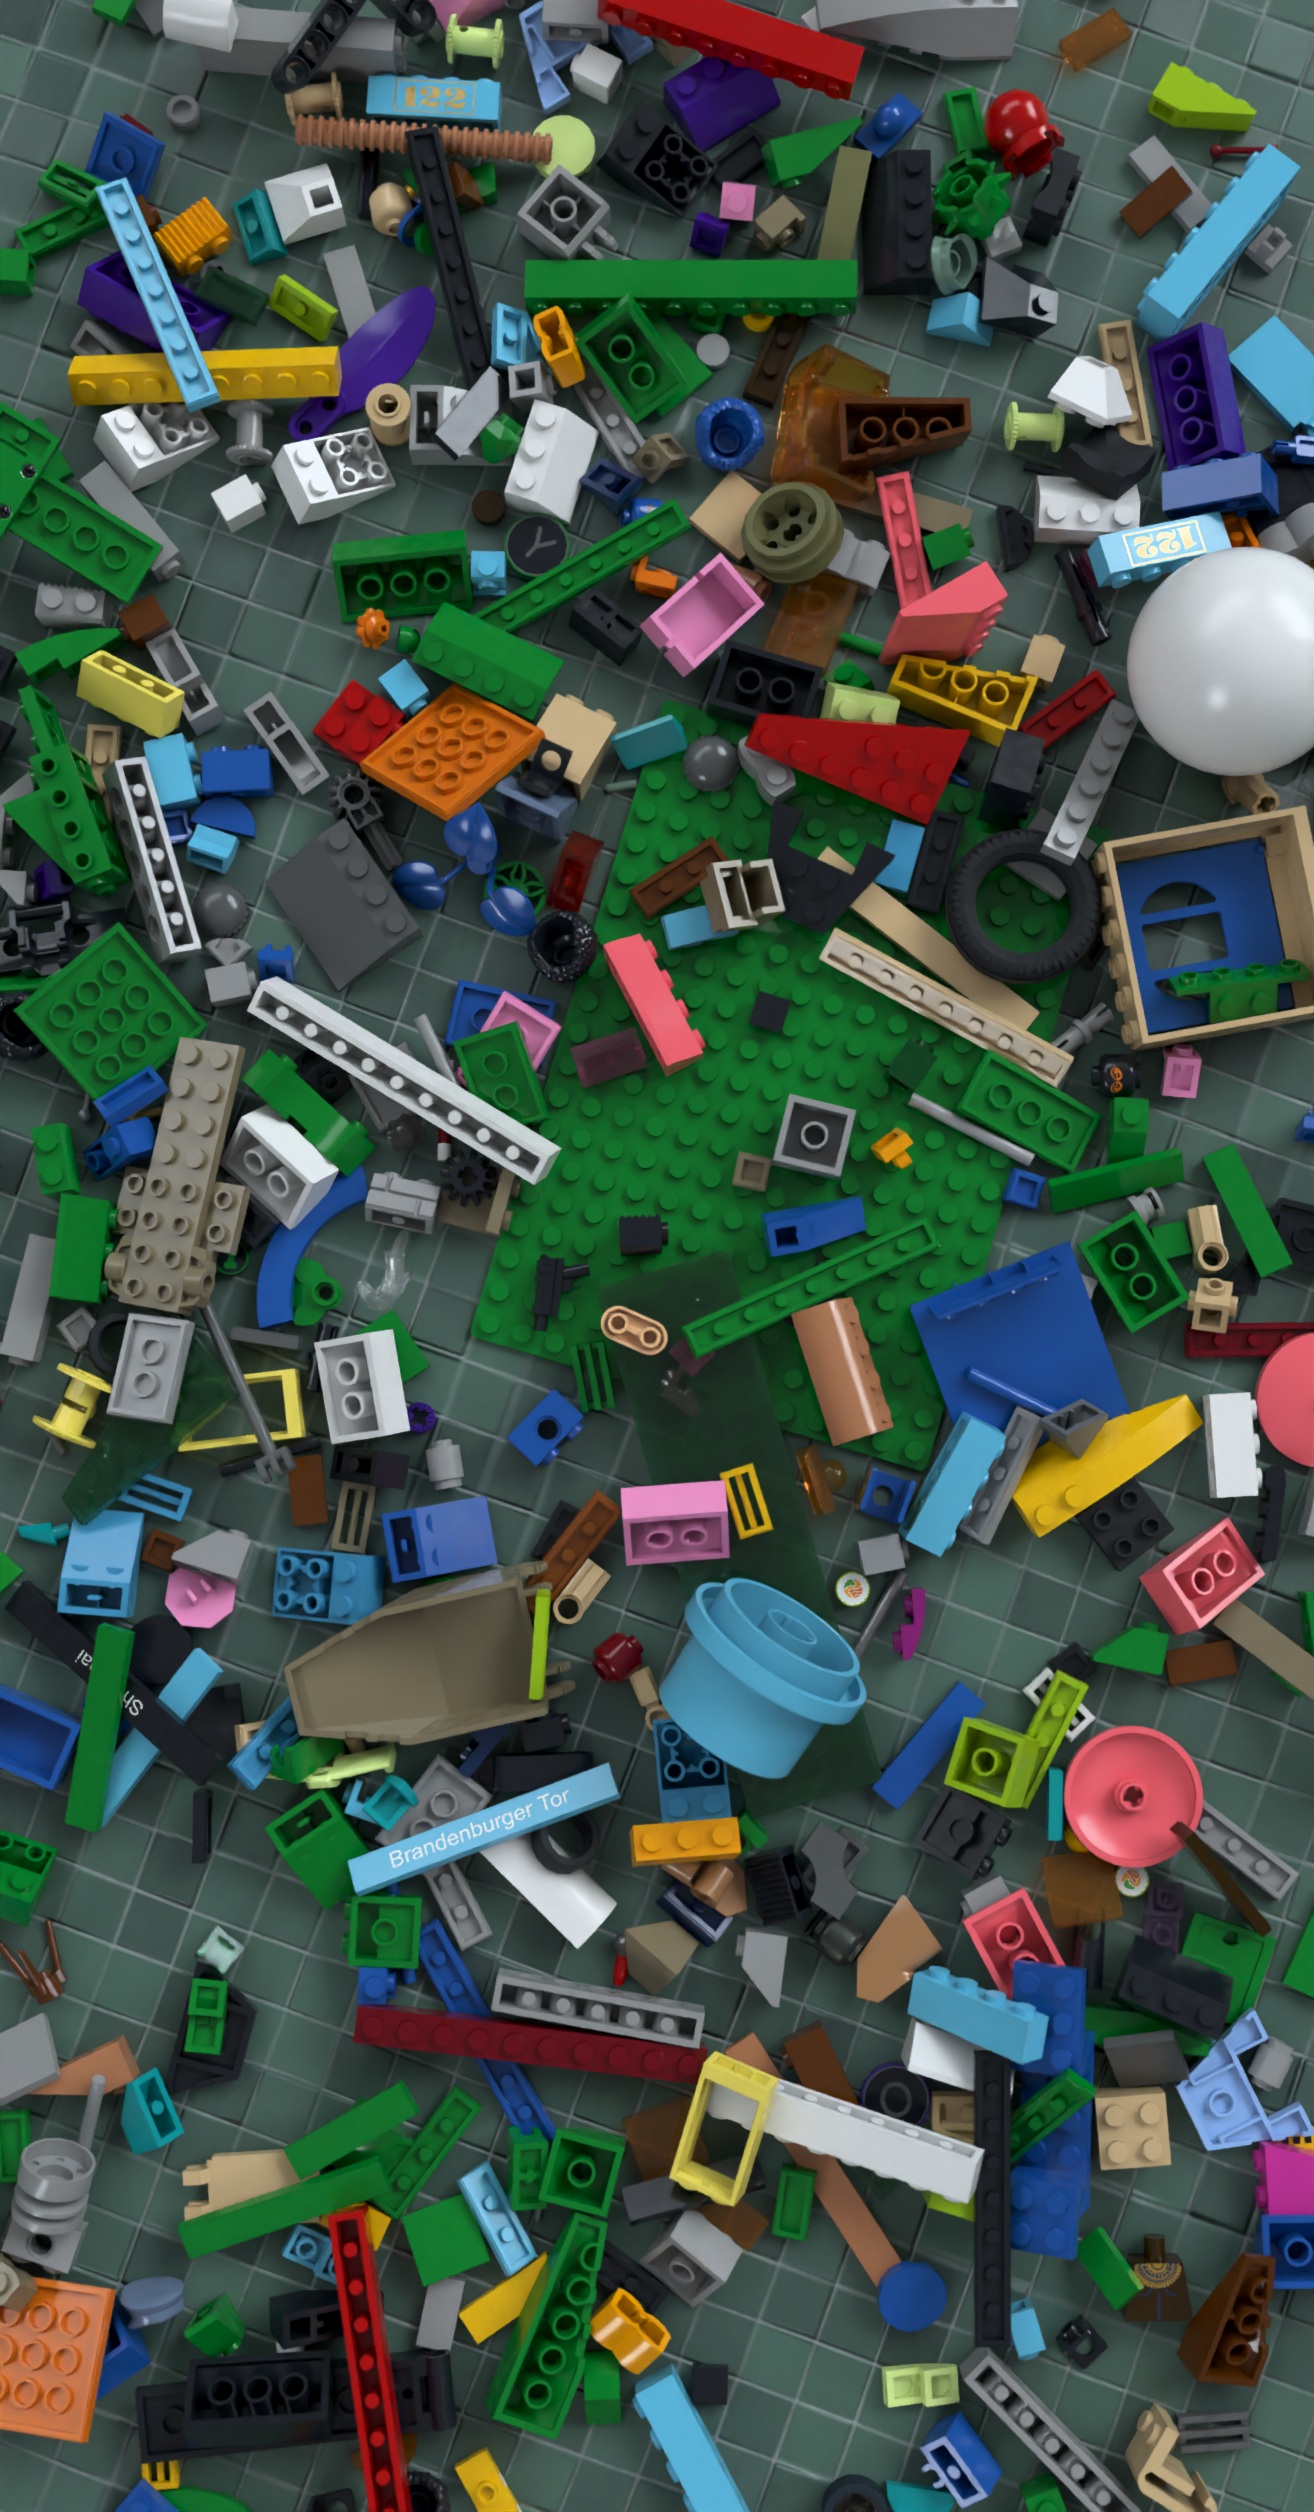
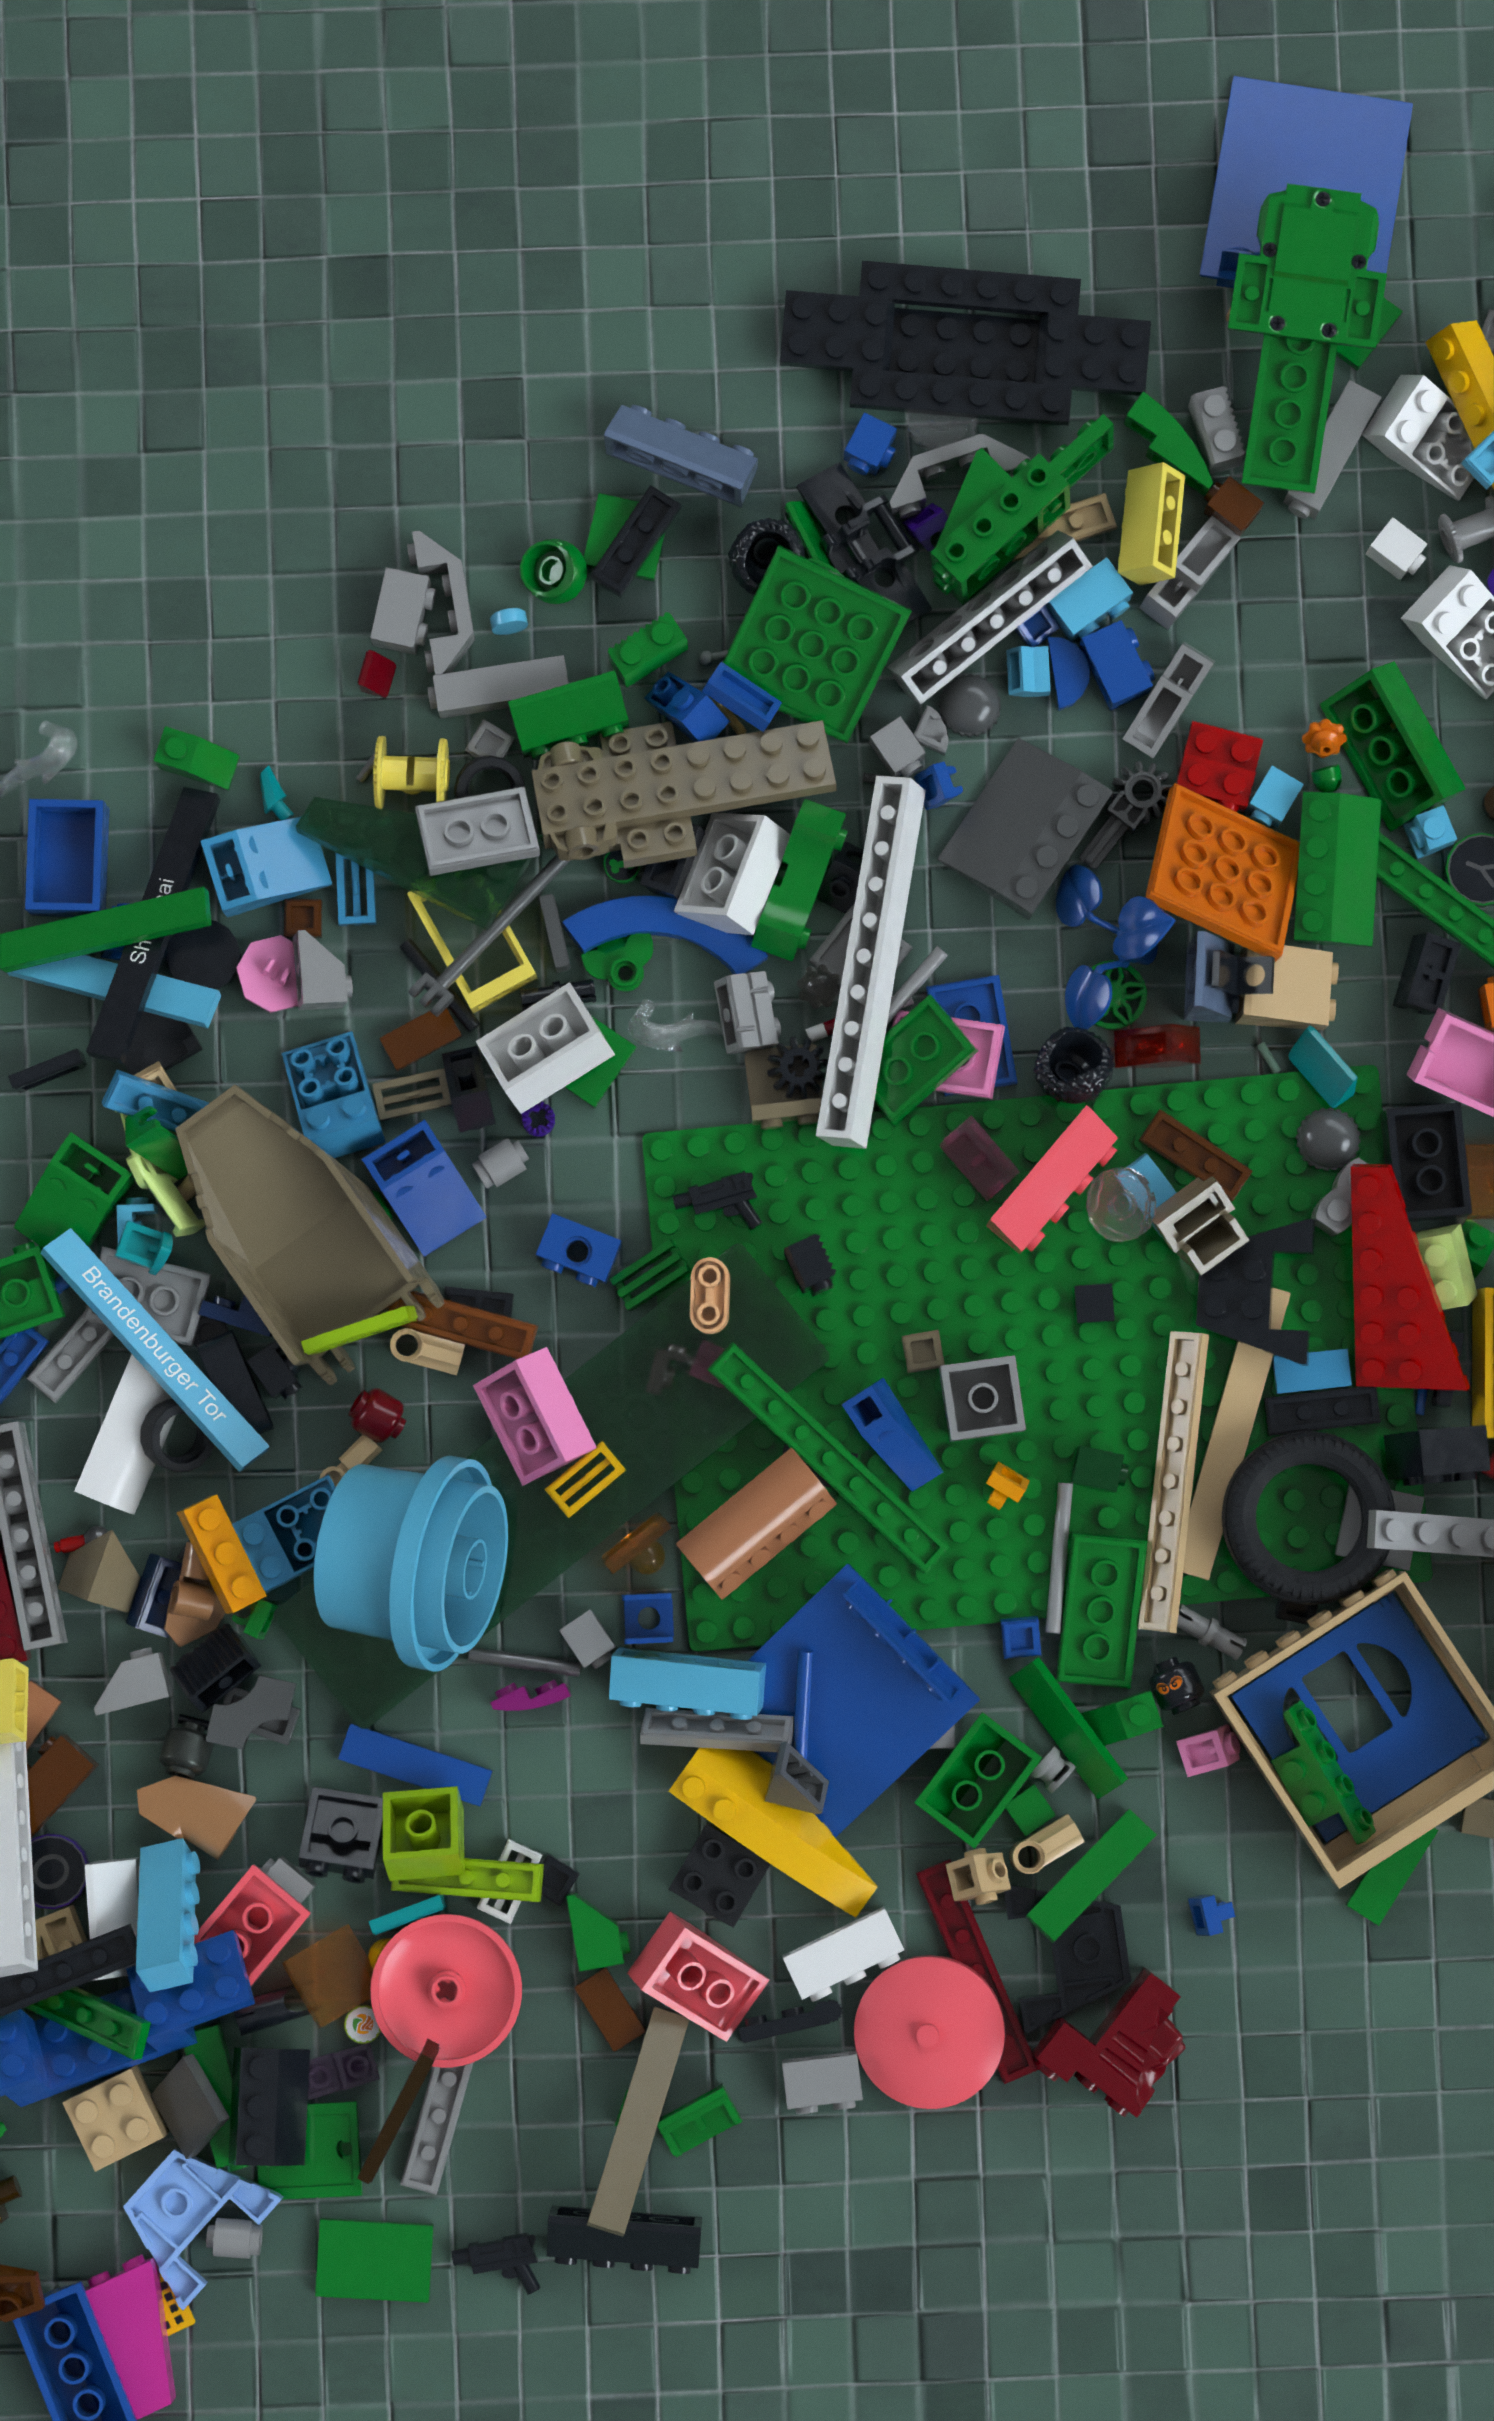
camera: 70 degrees right, 0 degrees up
(696, 954) = (1120, 1204): none -> clear tile
(852, 1589) = (541, 1624): tile -> none

